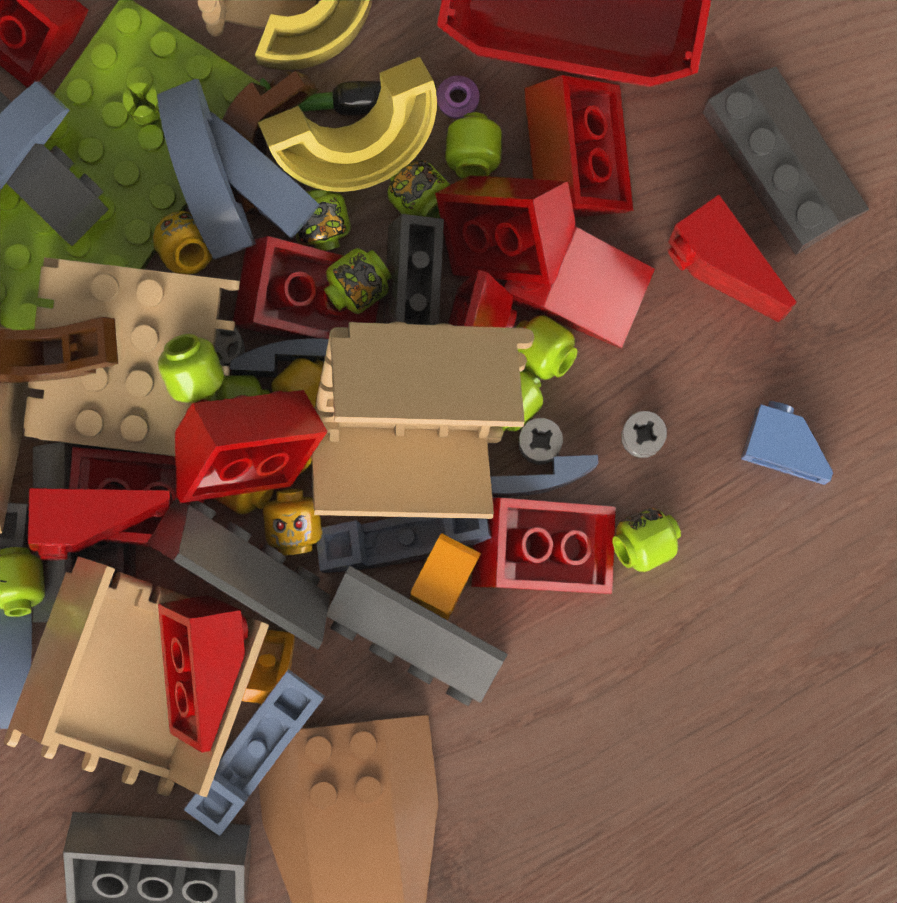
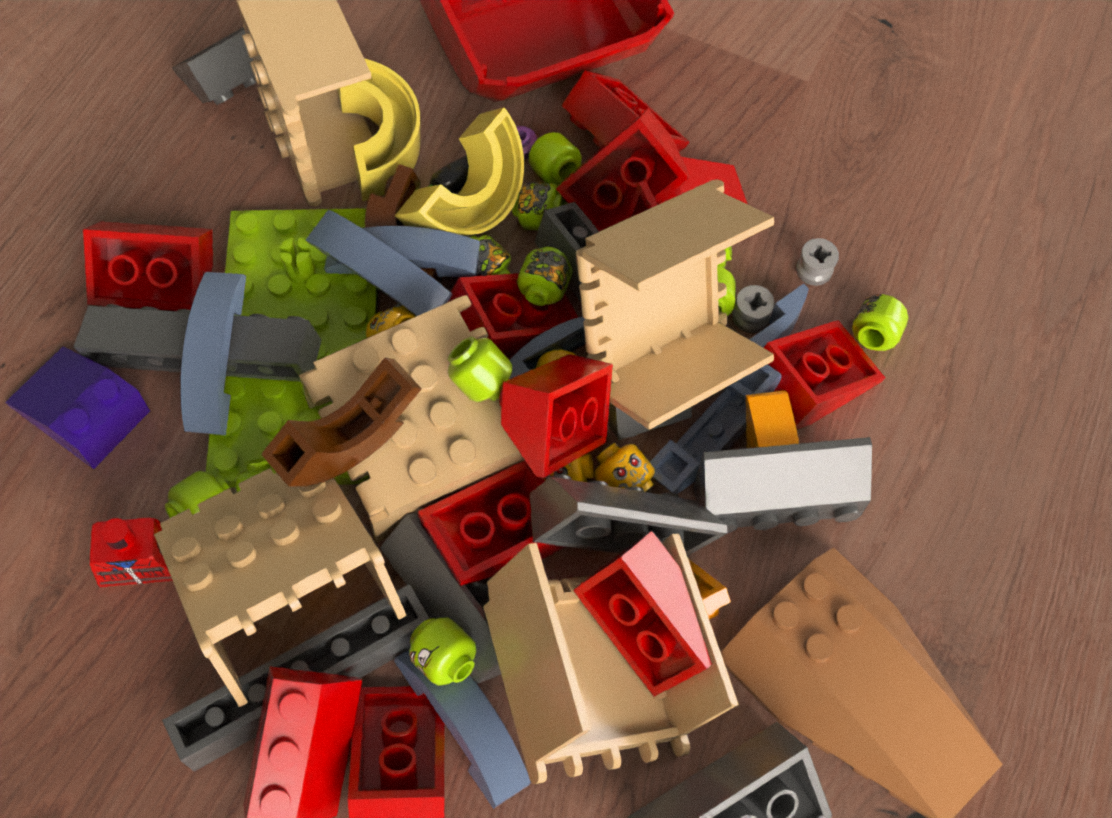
camera: 40 degrees left, 20 degrees down
(80, 518) = (465, 543): red slope -> none
(255, 751) = (738, 636): sand blue slope -> none
(726, 258) = (787, 119): red slope -> none
(784, 158) = (757, 61): dark grey slope -> none
(785, 444) = (914, 209): medium blue slope -> none

